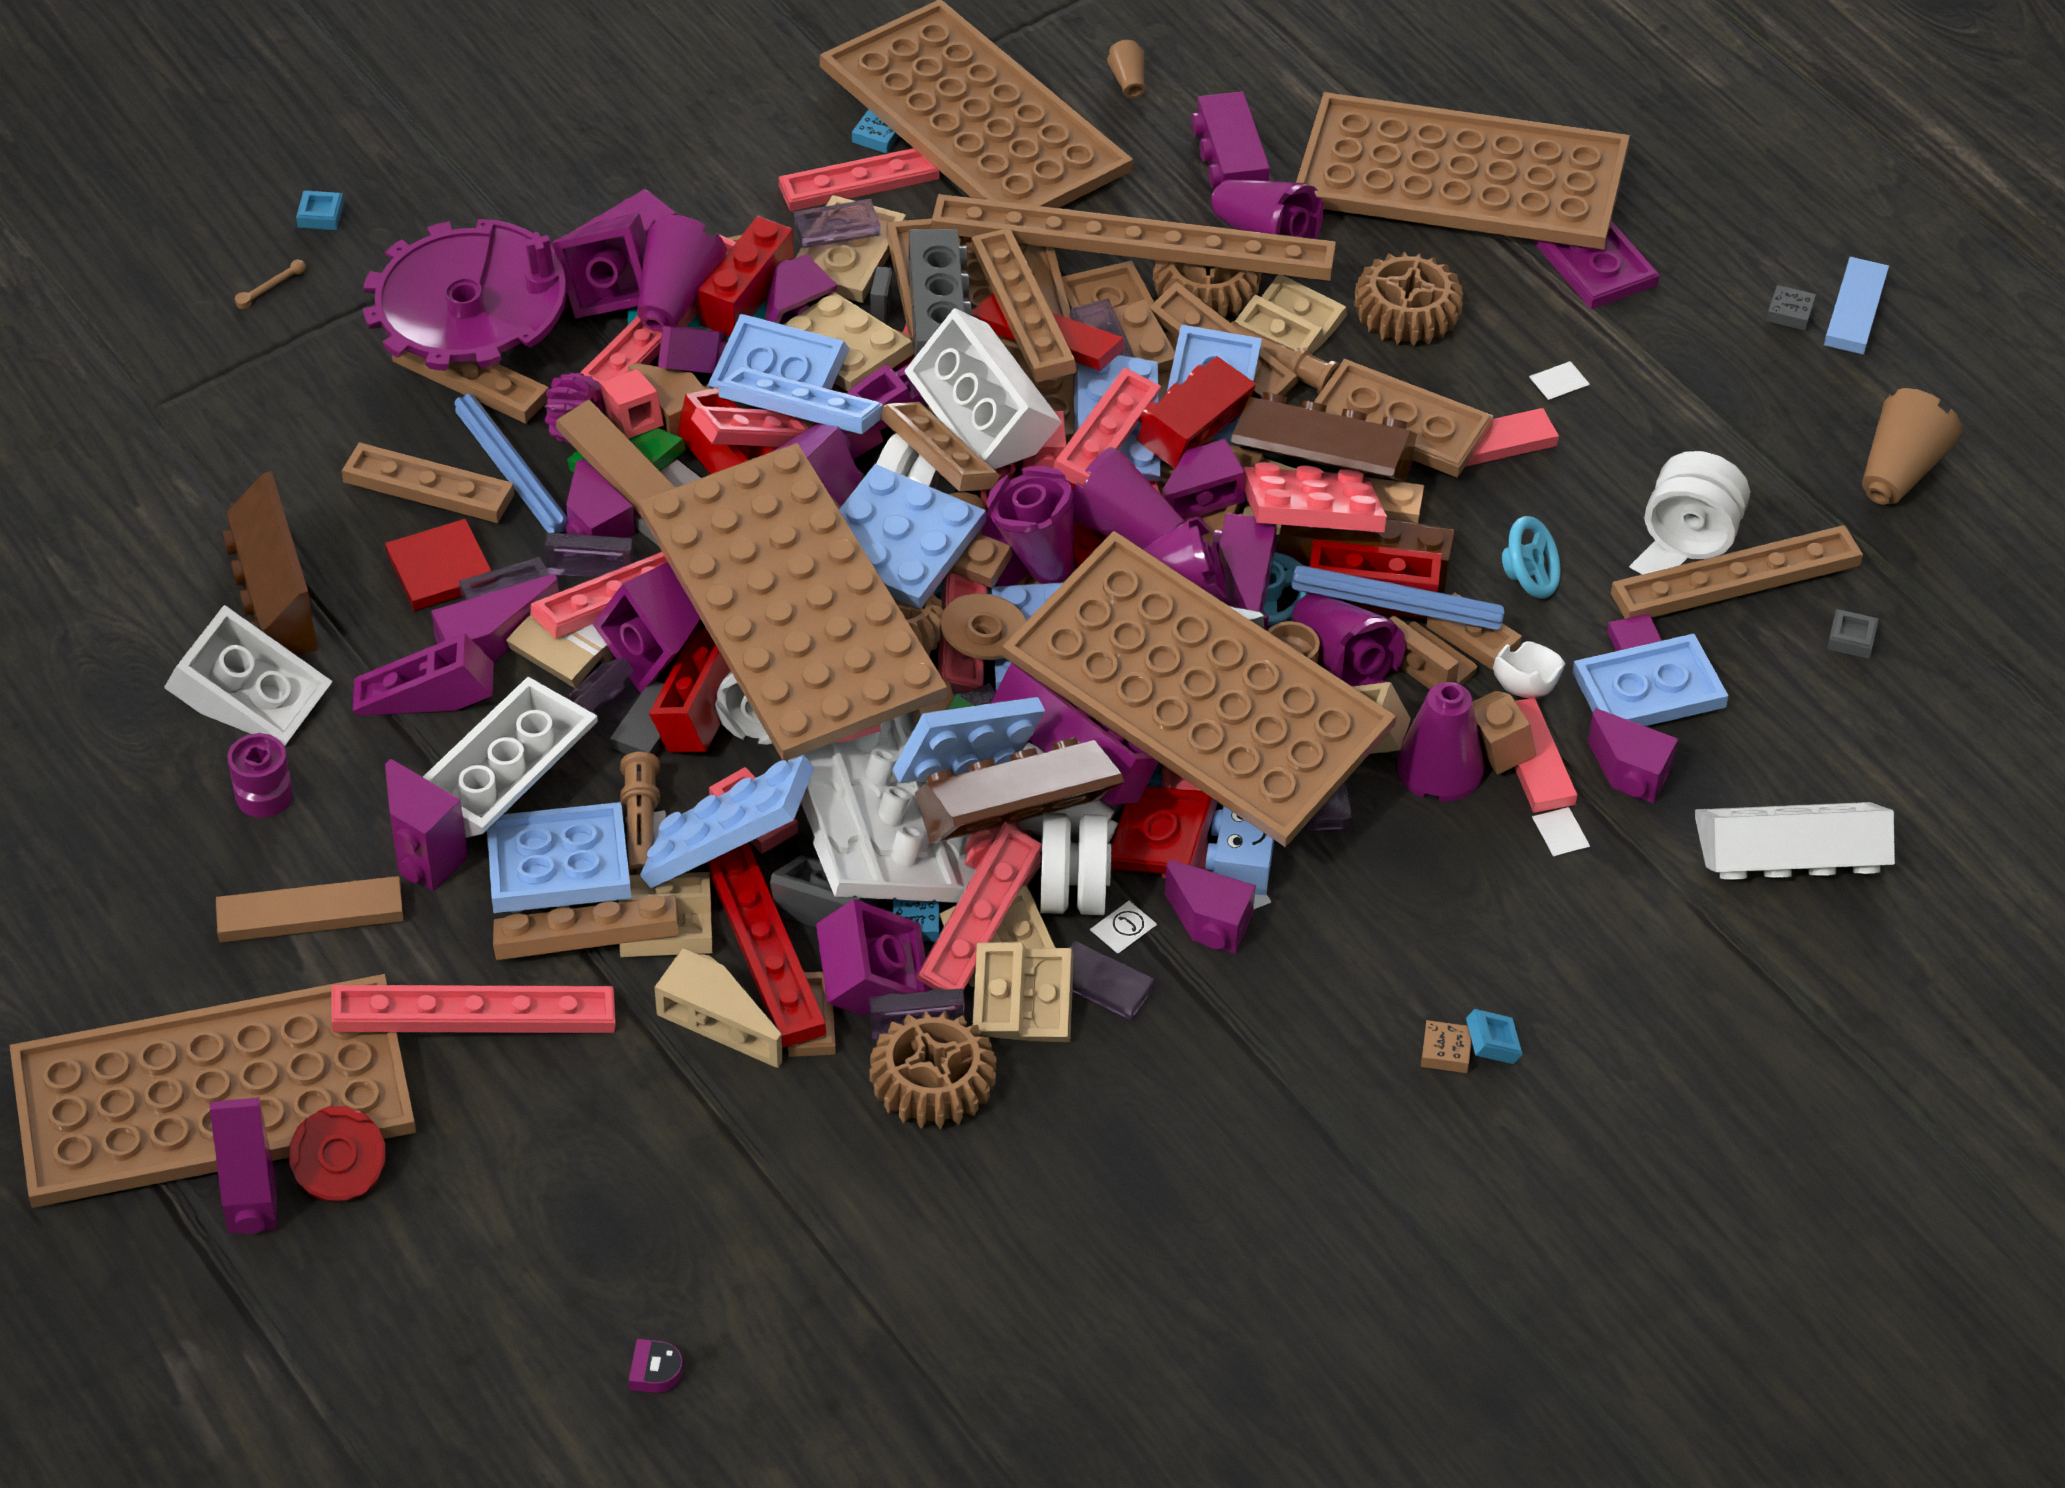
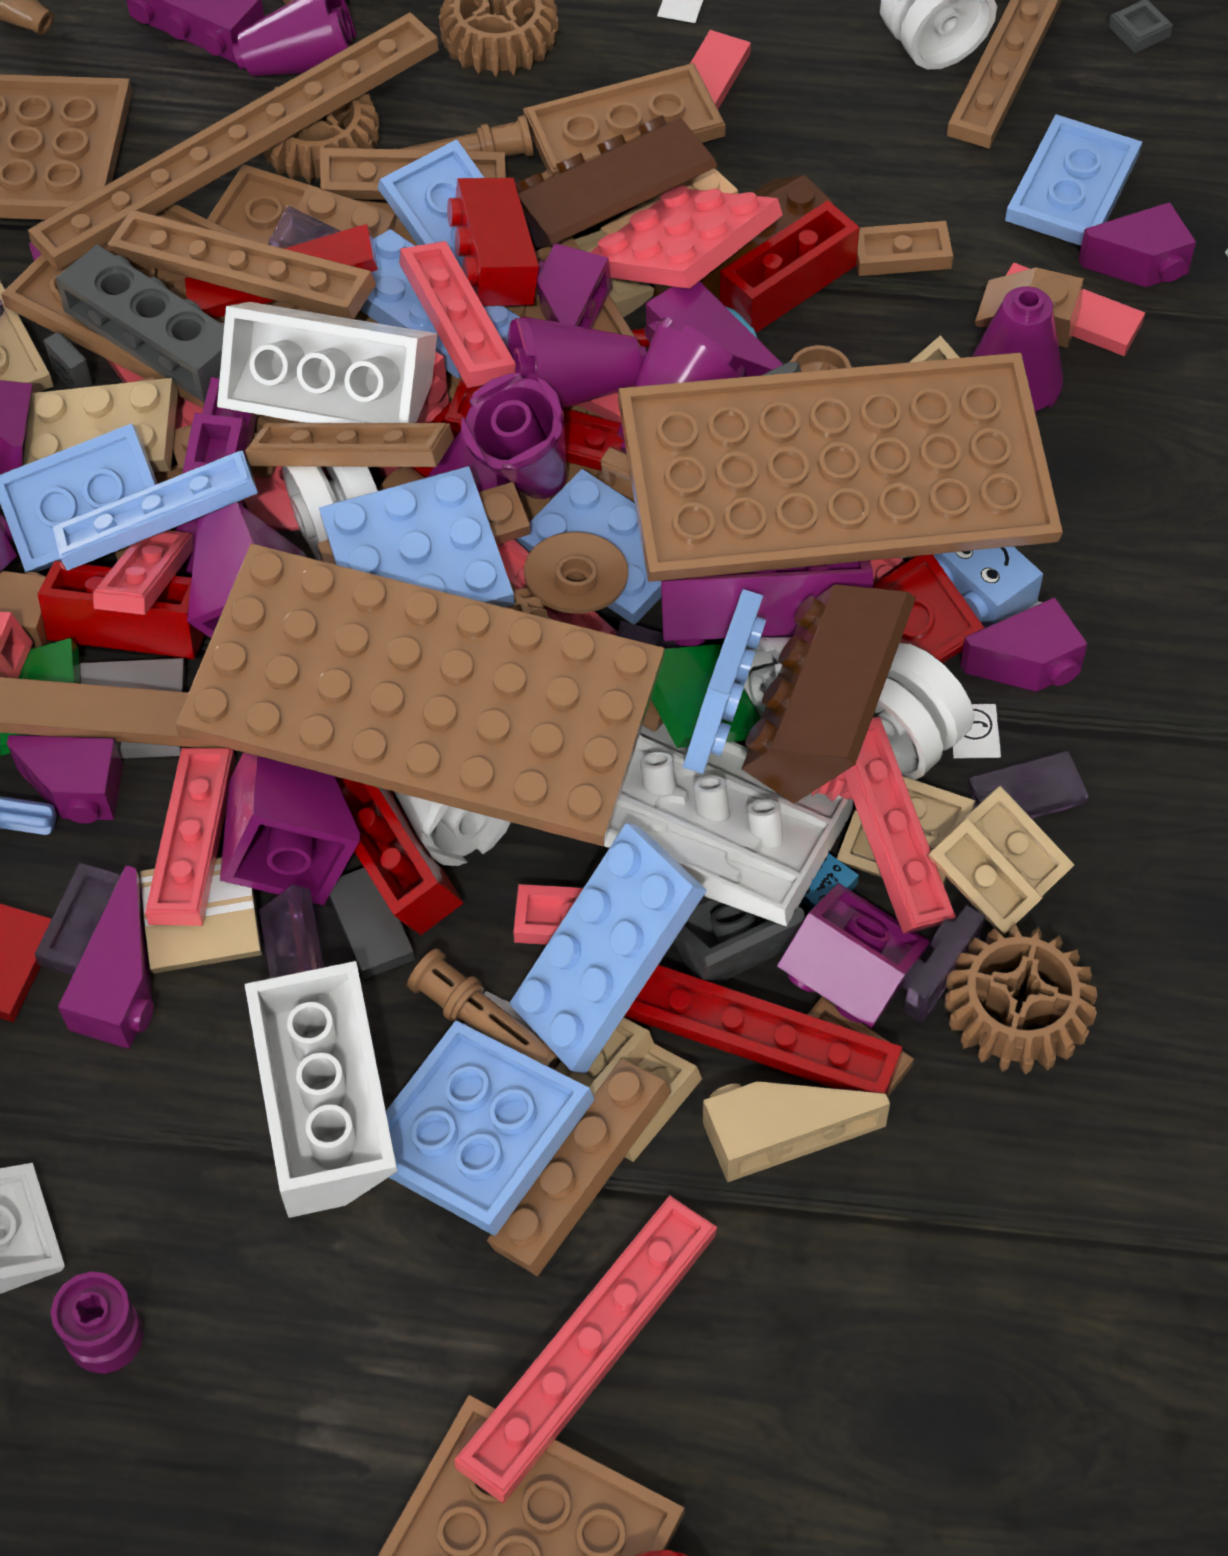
camera: 45 degrees left, 10 degrees up
(309, 909) = (301, 1405): medium nougat tile -> none
(424, 827) = (321, 1221): magenta slope -> none
(427, 681) = (127, 1080): magenta slope -> none
(586, 554) = (122, 820): clear purple plate -> none
(655, 1367) = (1165, 1504): tile -> none
(1293, 315) = (424, 108): tan slope -> none
(1353, 641) = (845, 321): magenta cone -> none
(1397, 597) = (834, 266): medium blue axle -> none
(1432, 659) = (894, 301): medium nougat panel -> none
(1528, 560) = (868, 155): medium azure piece -> none
(1529, 670) = (988, 242): white hair -> none
(1561, 831) = (1161, 353): white sticker -> none
(1632, 632) = (1009, 155): magenta tile -> none
(1656, 559) = (939, 85): white sticker -> none

